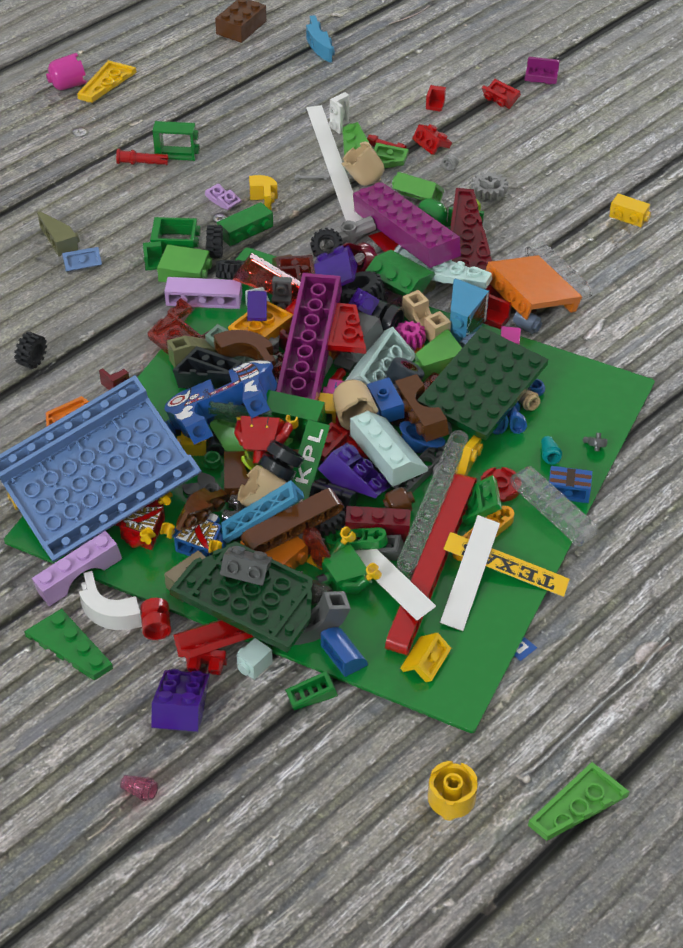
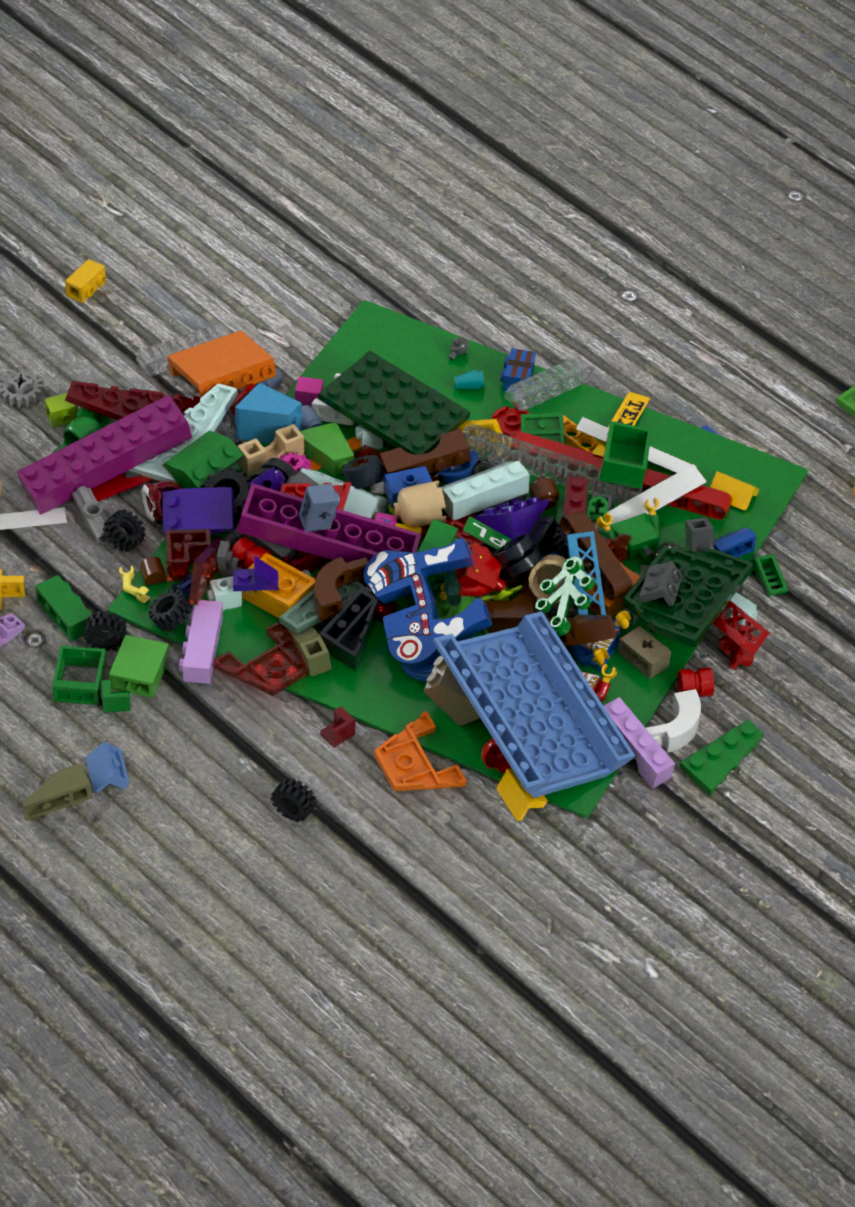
camera: 90 degrees left, 0 degrees up
(180, 700) = (789, 666): dark purple slope -> none
(221, 486) = (571, 569): none -> plant
(273, 252) = (140, 592): none -> light yellow arm
(306, 310) = (318, 507): none -> sand blue brick
(416, 187) = (32, 442): bright green window -> none
(433, 544) = (625, 455): none -> green piece

